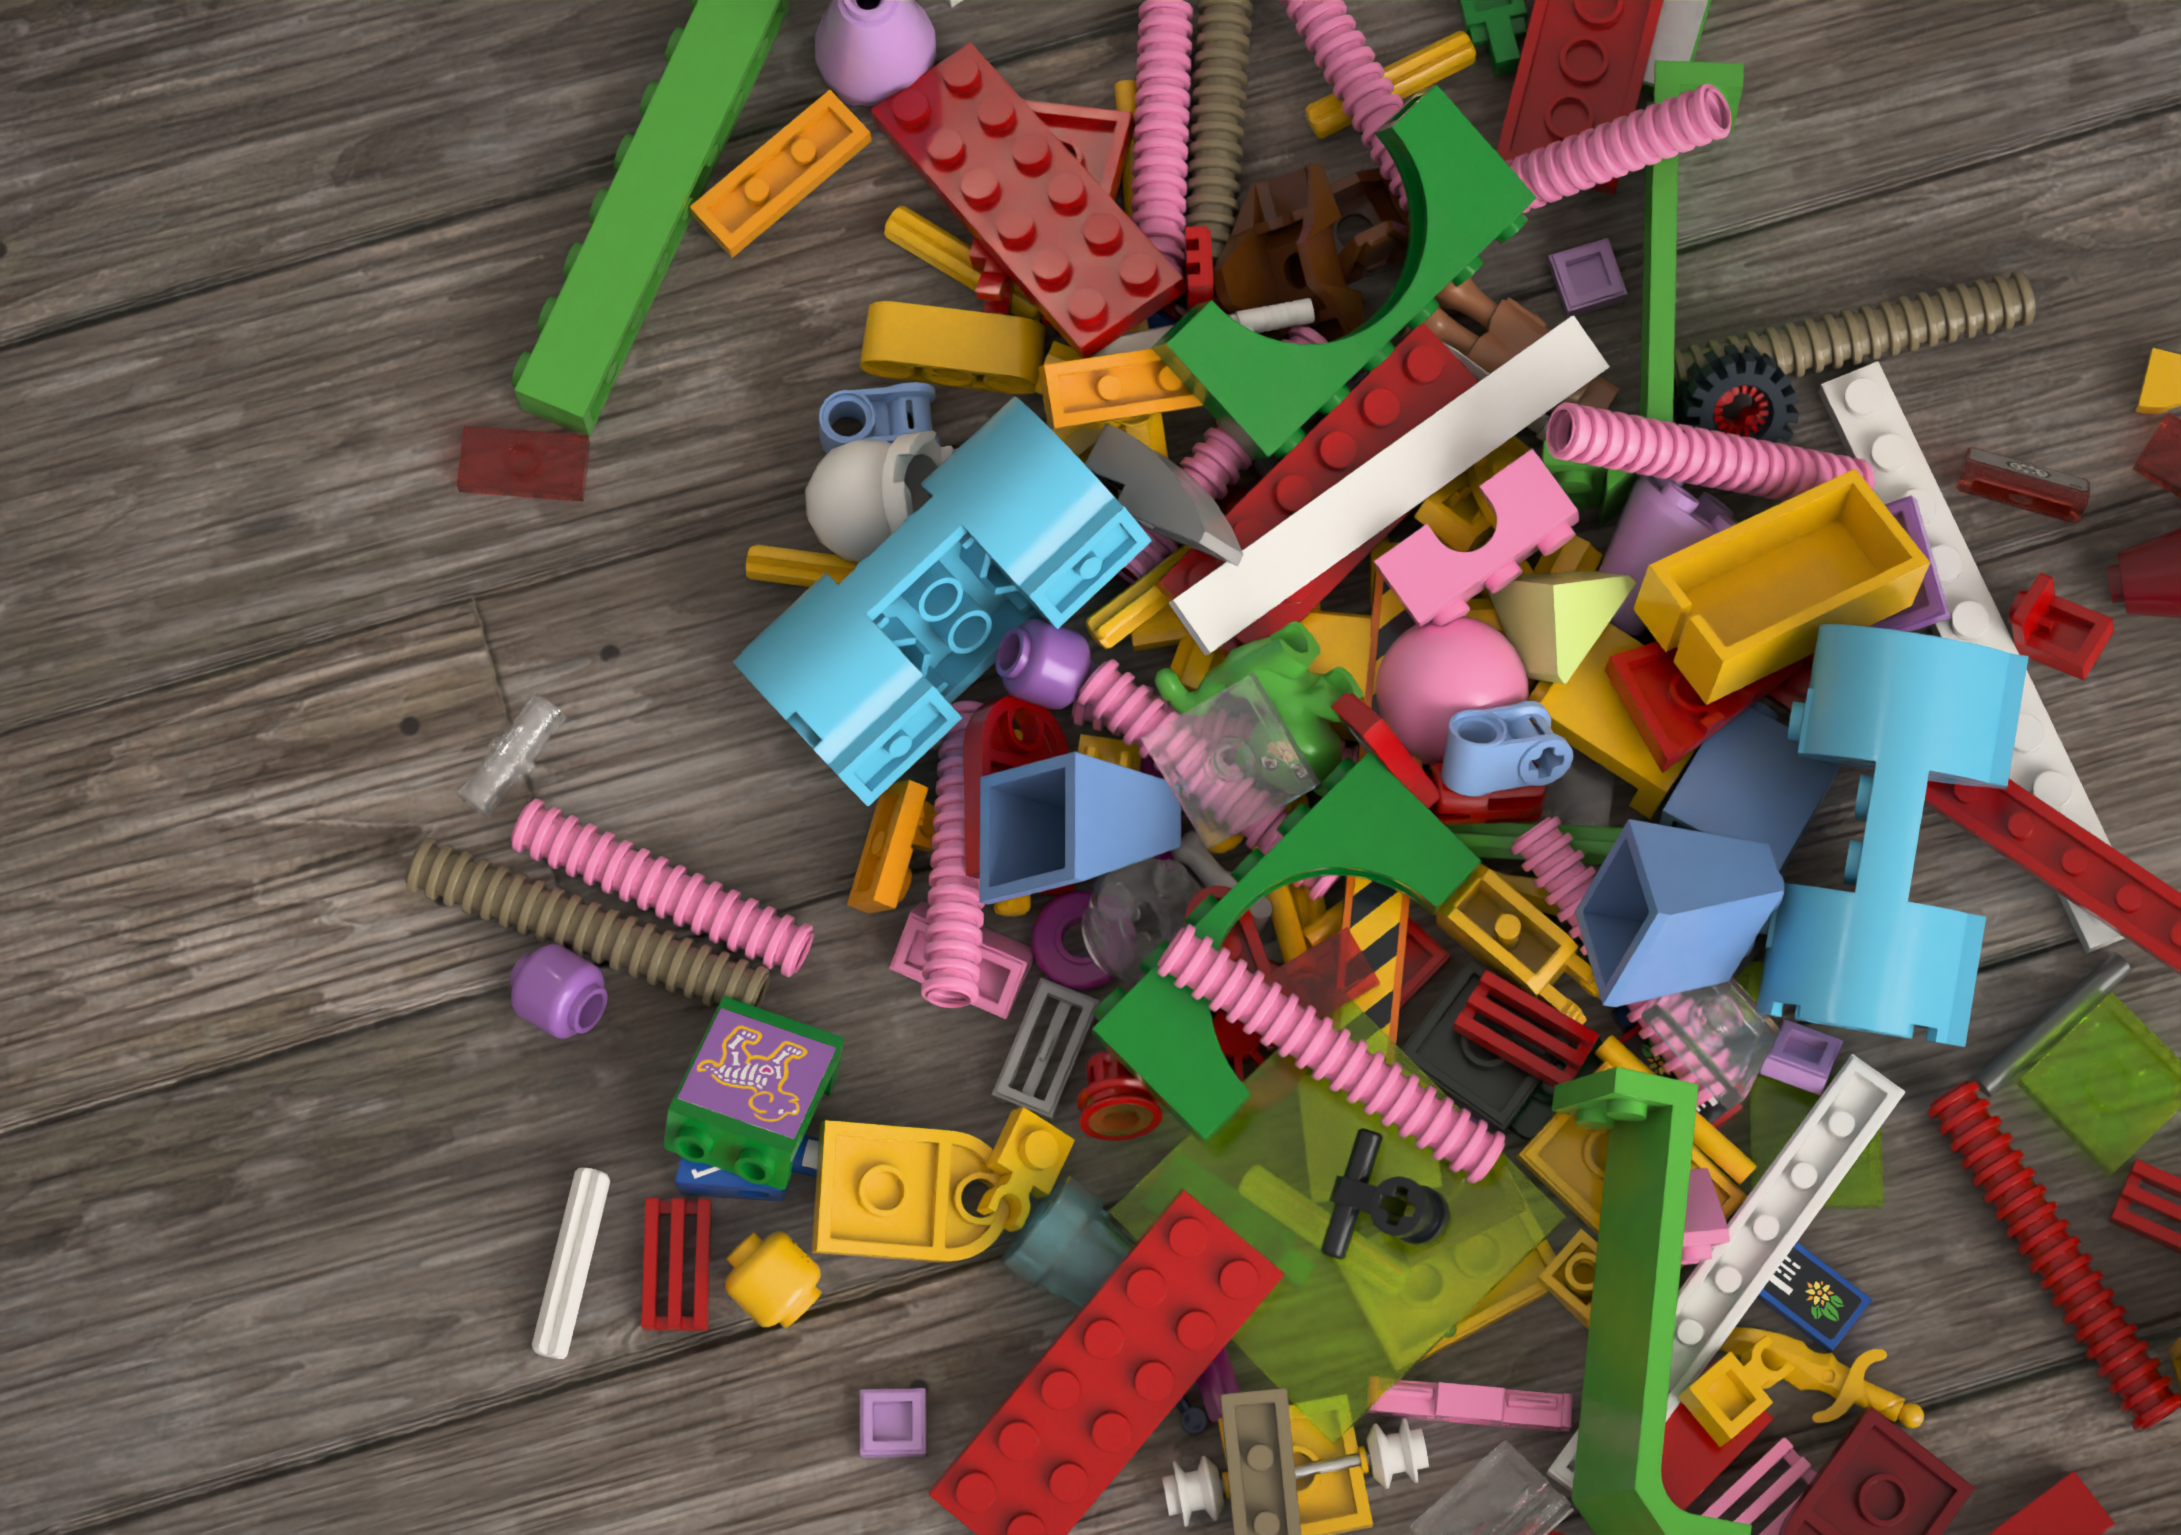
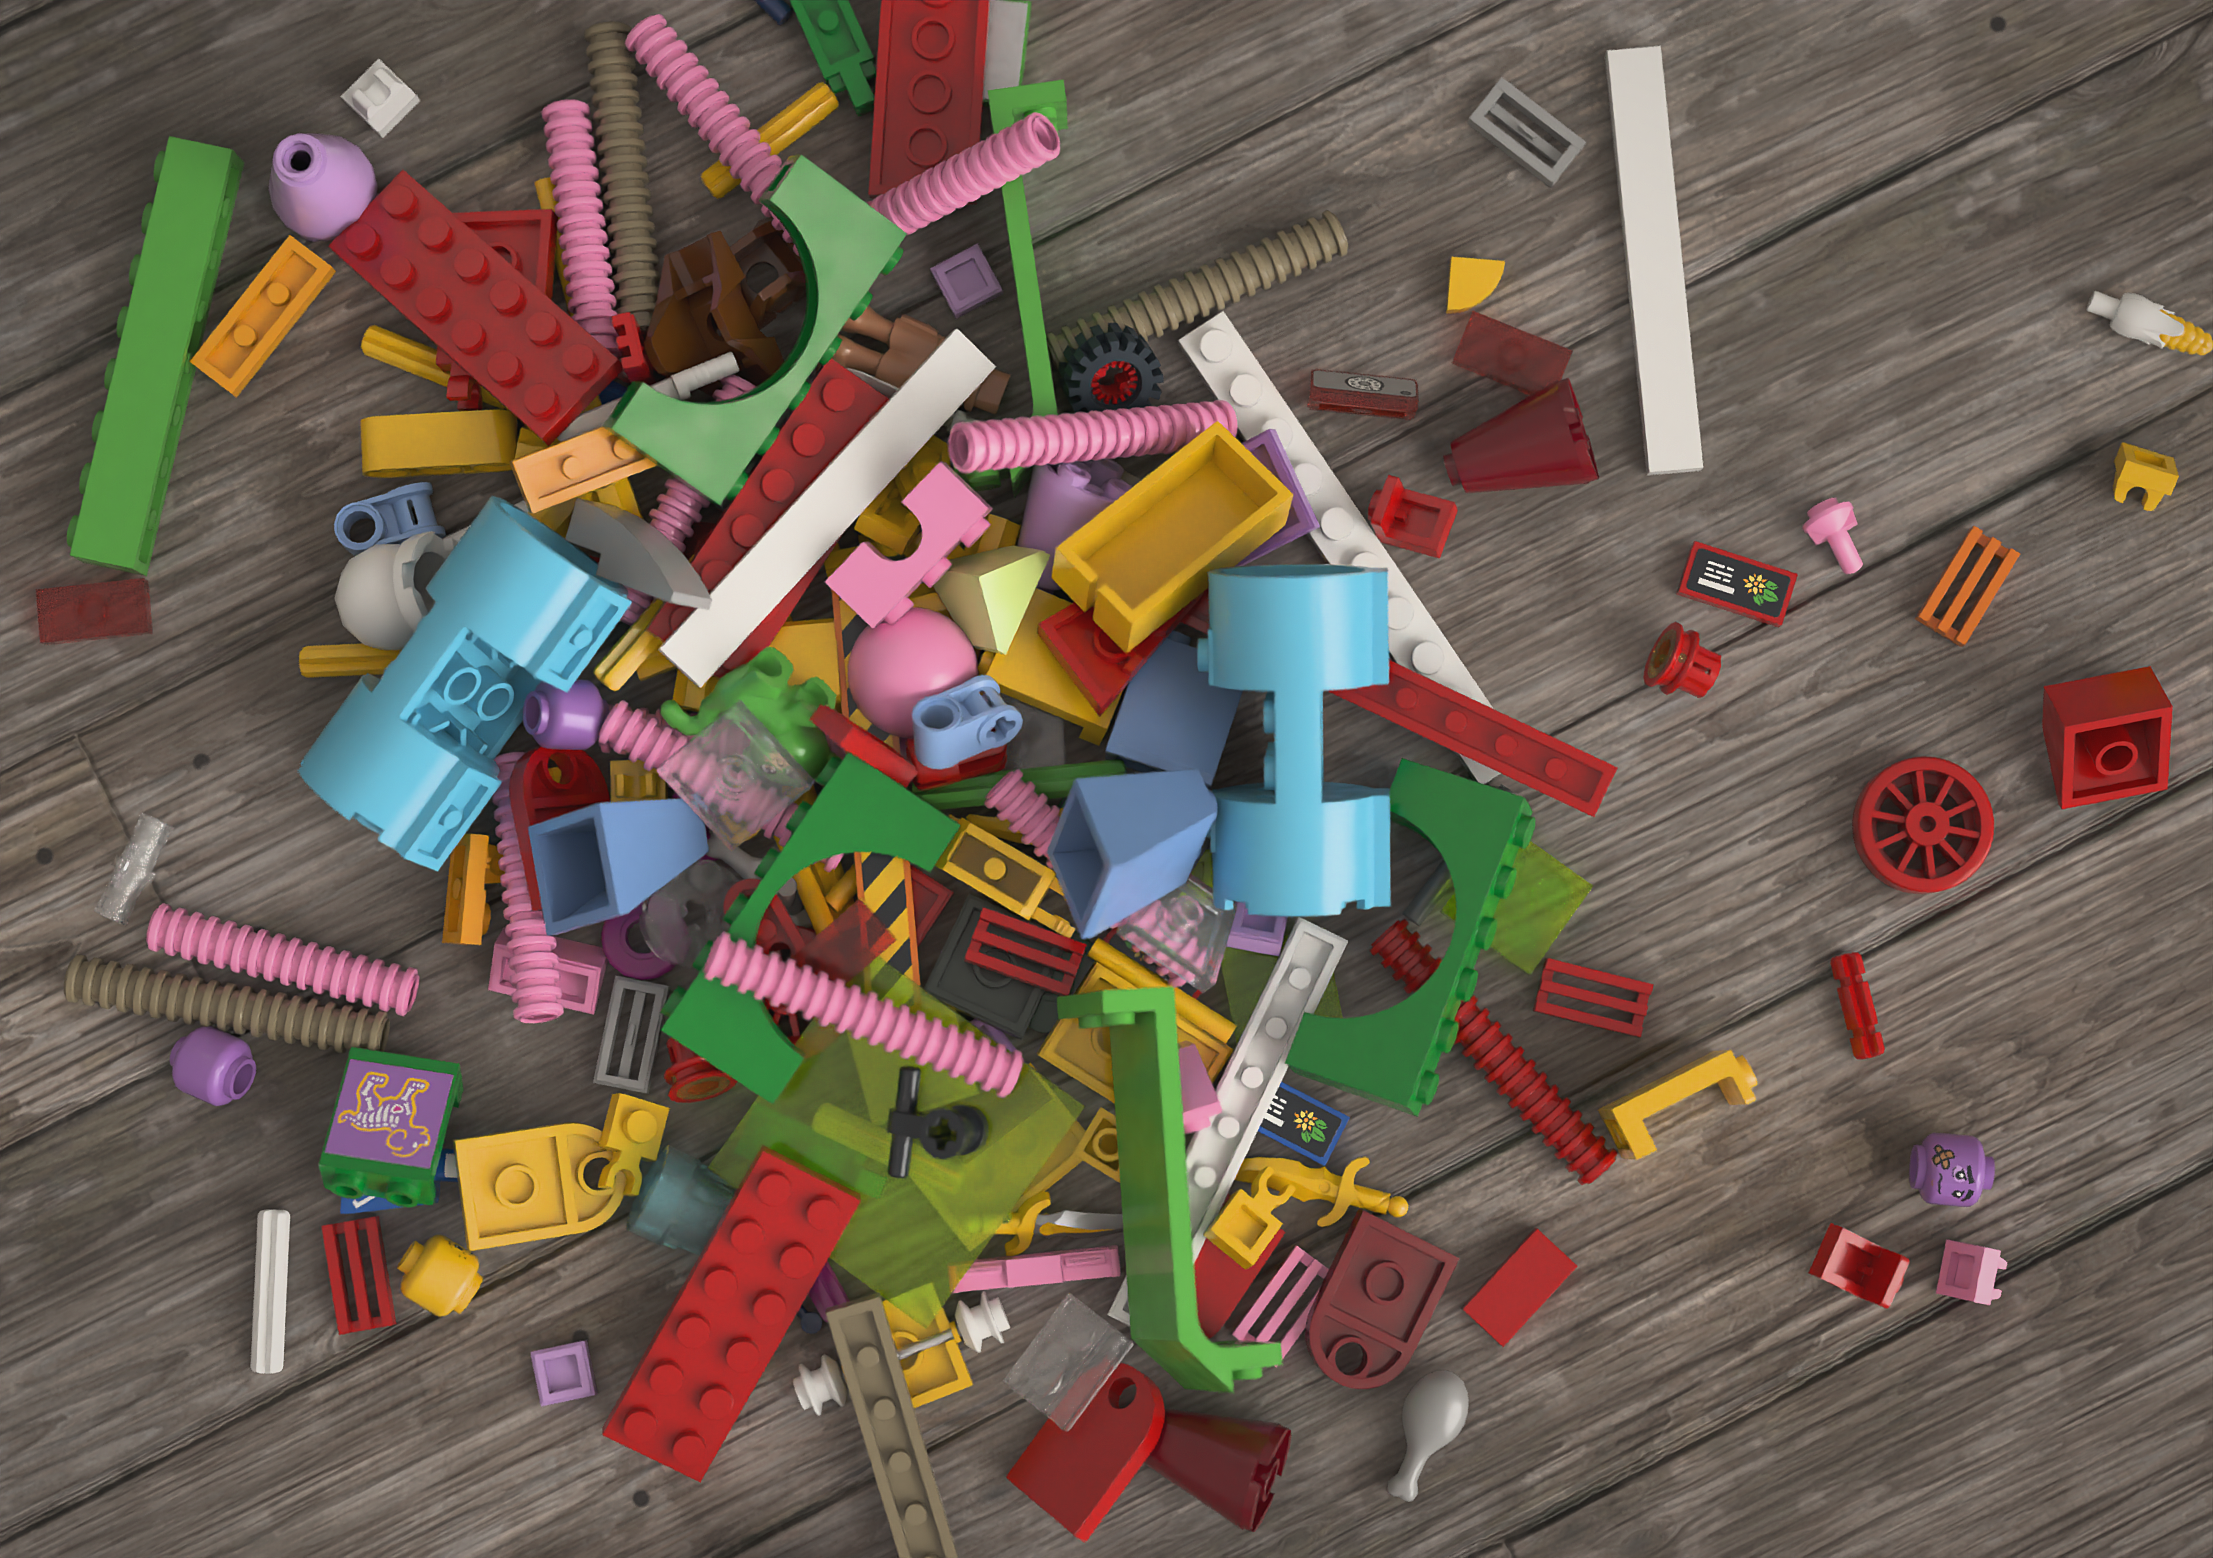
camera: 15 degrees left, 10 degrees up
(1513, 1358) = (1075, 1224): none -> piece
(1943, 1219) = (1397, 1050): none -> green arch

